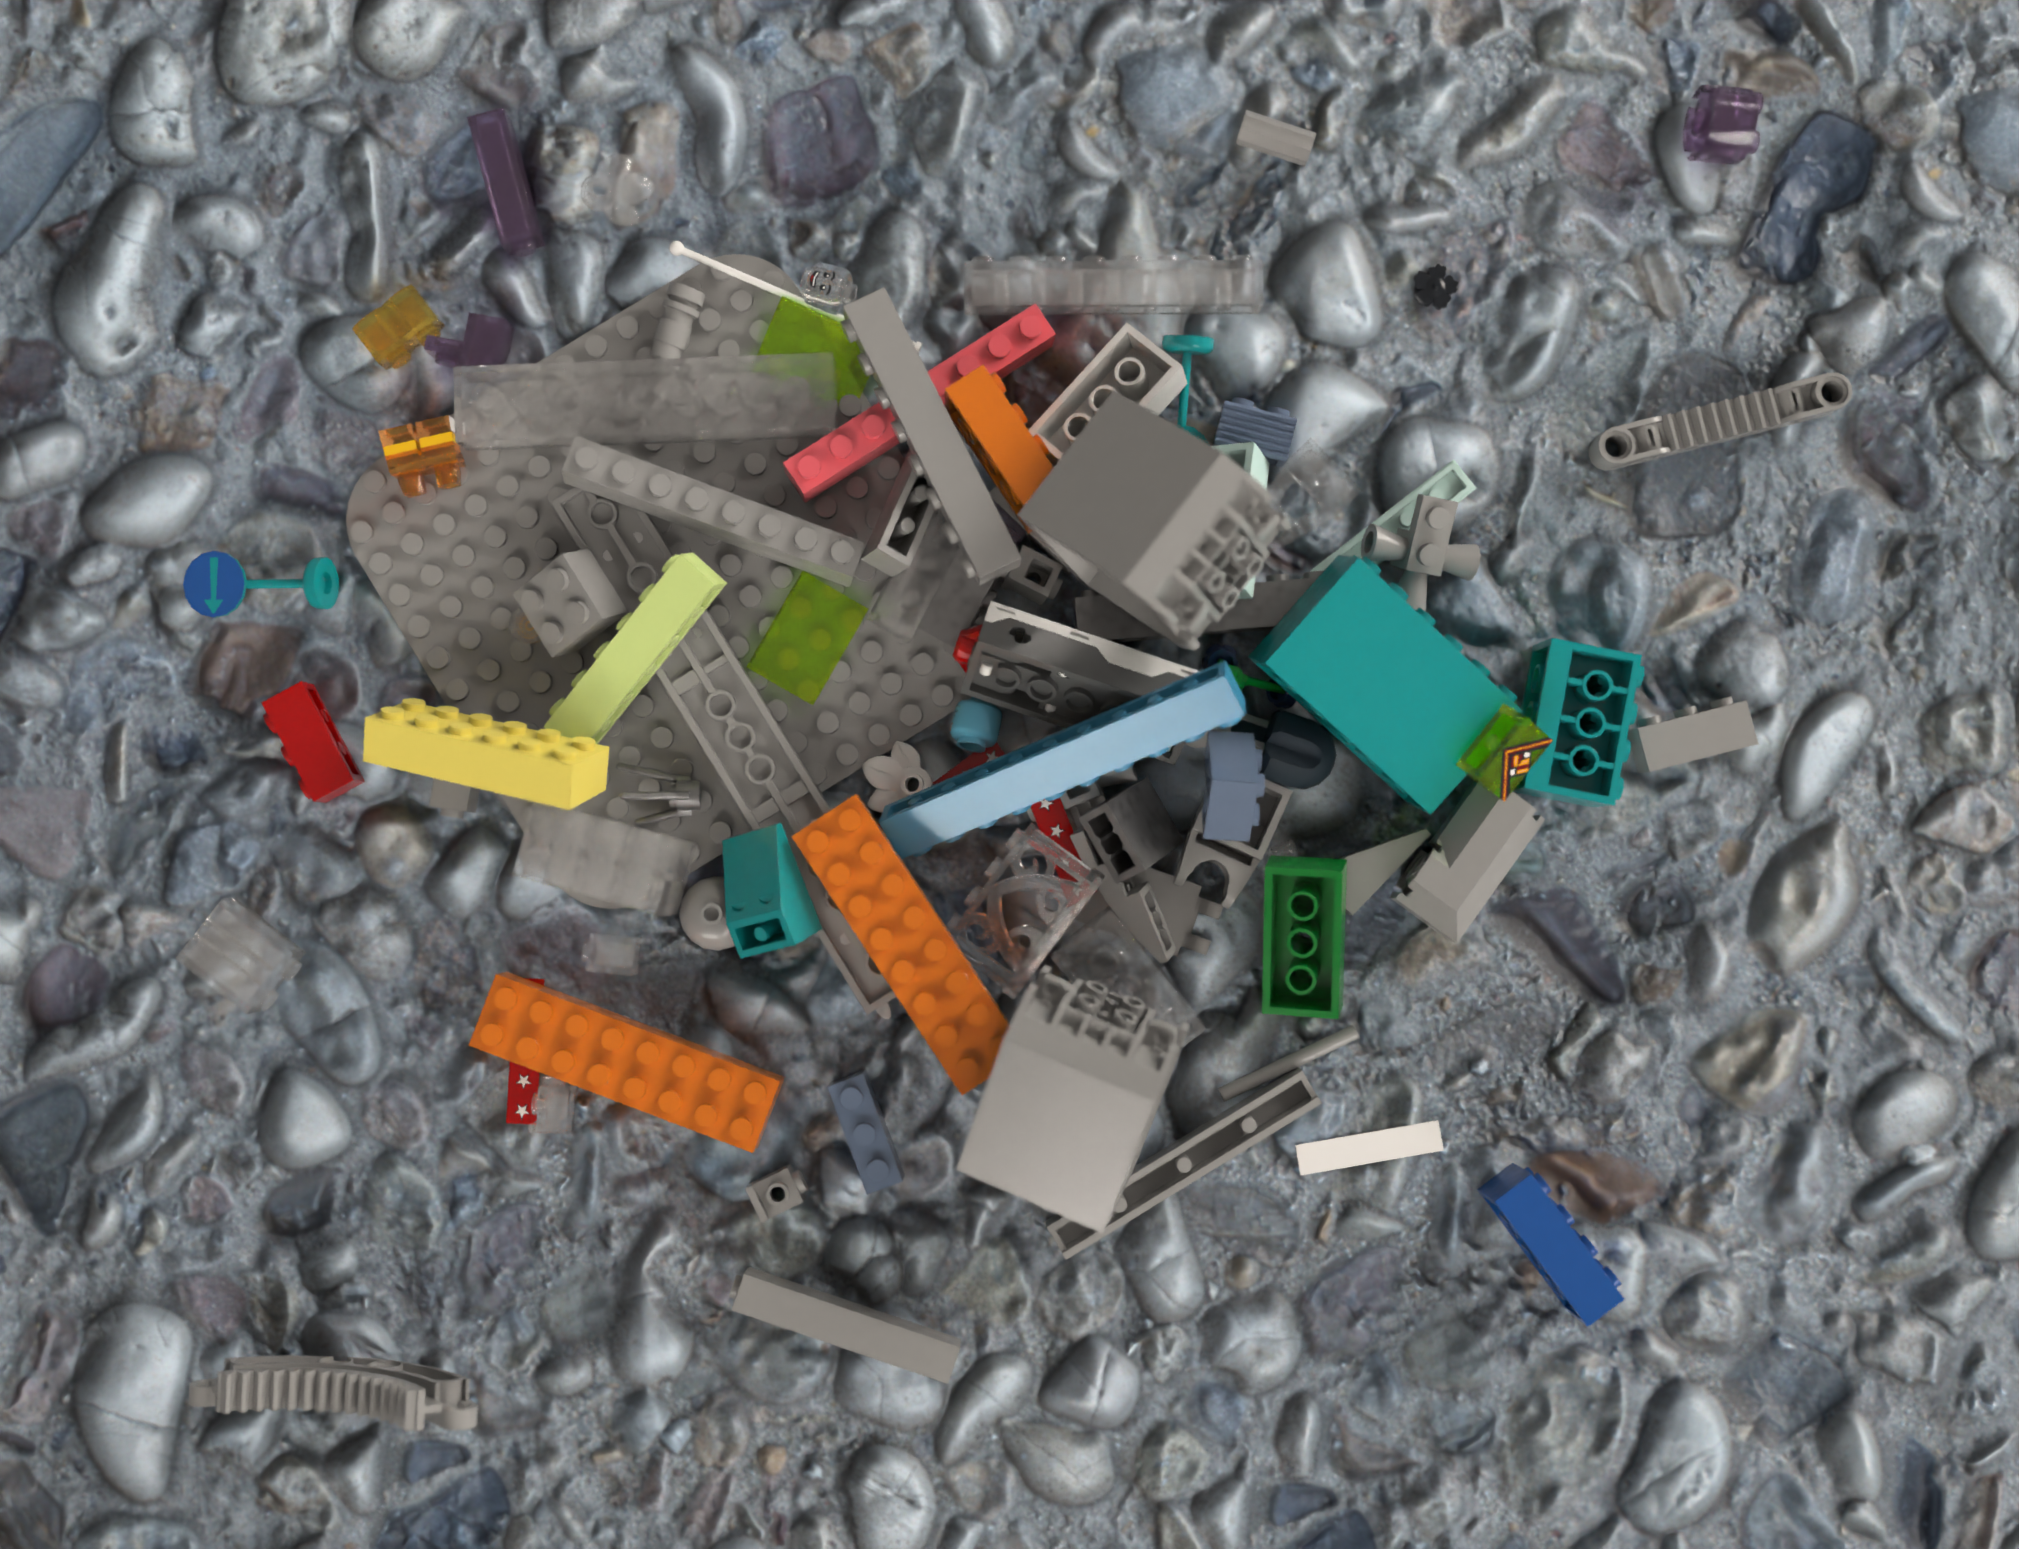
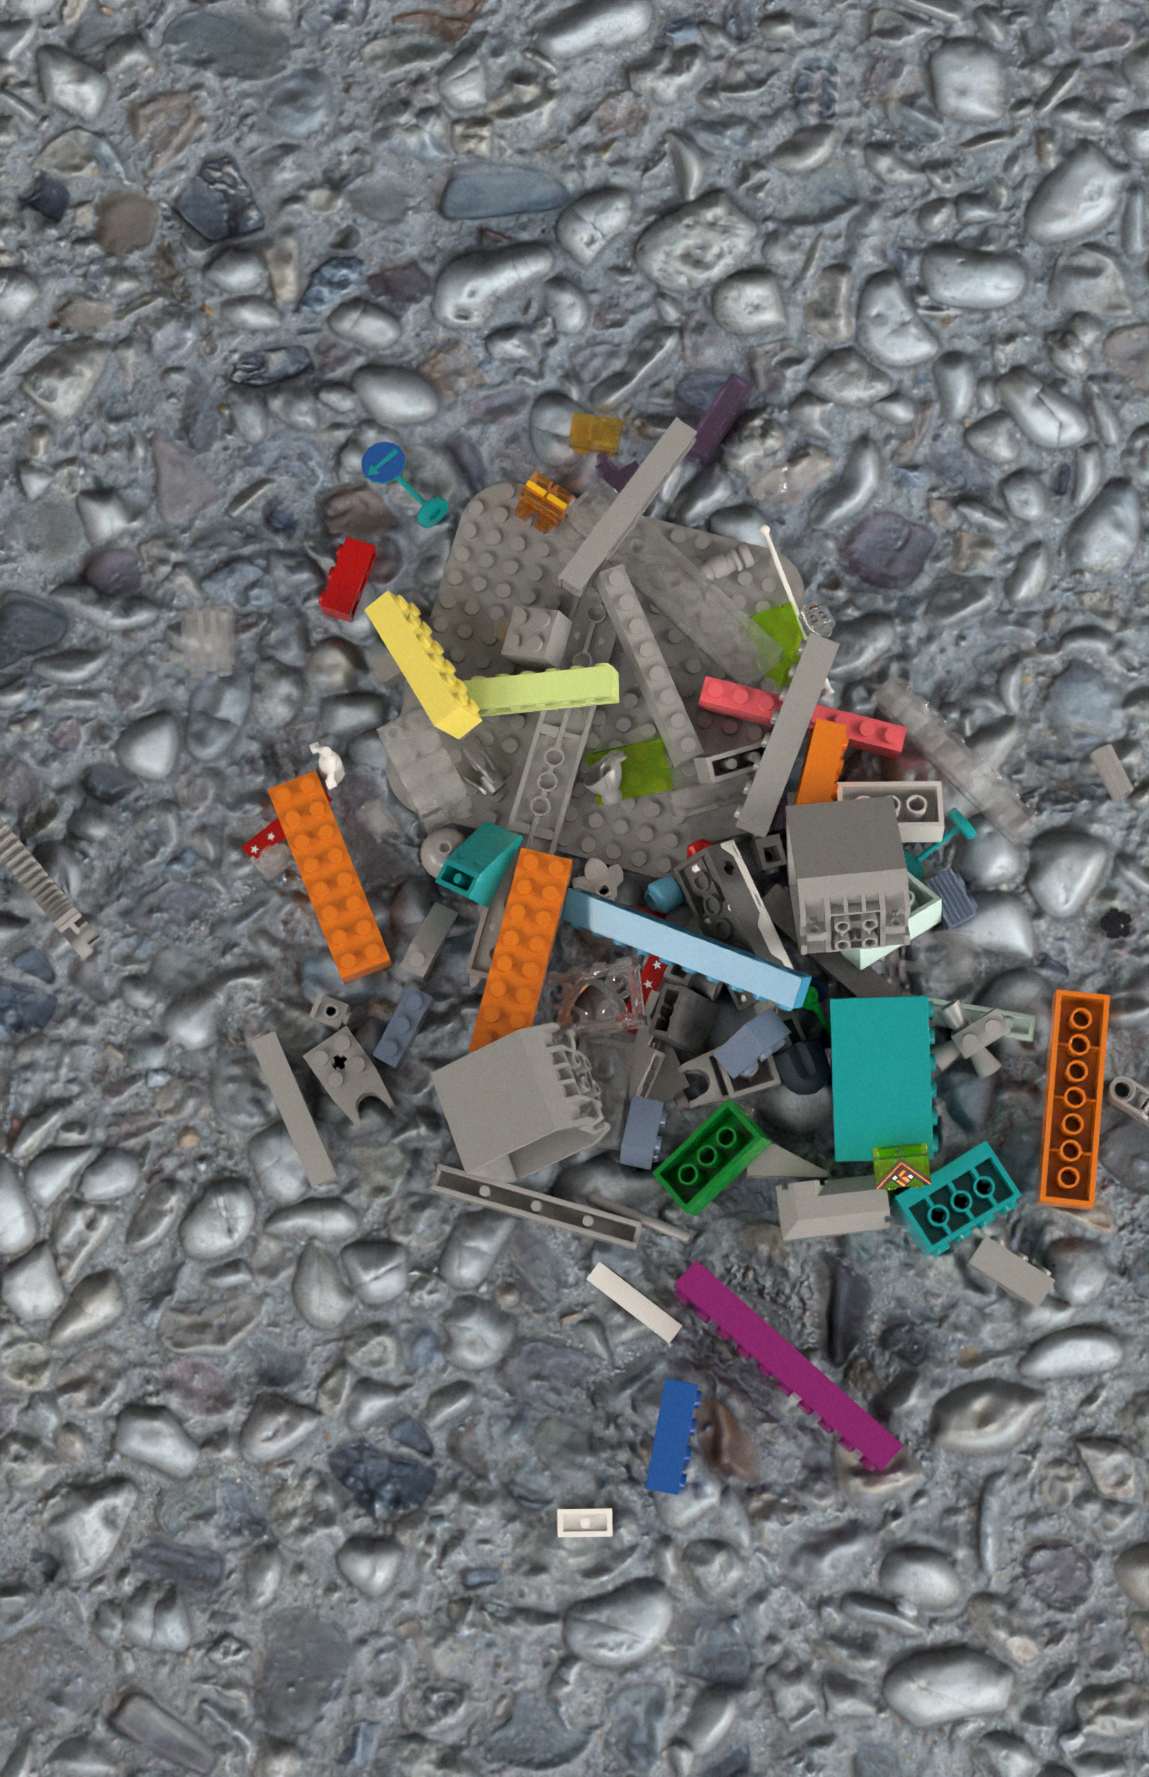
camera: 55 degrees right, 10 degrees down
(503, 950) = (329, 765): none -> white piece
(516, 370) = (627, 508): none -> light grey tile
(792, 668) = (606, 777): none -> light grey hair
(796, 1018) = (428, 942): none -> light grey slope
(876, 1241) = (352, 1083): none -> light grey brick
(1209, 983) = (640, 1138): none -> sand blue brick
(1549, 1407) = (585, 1522): none -> white plate
(1580, 506) = (1072, 1100): none -> orange brick
(1587, 1058) = (787, 1366): none -> magenta brick

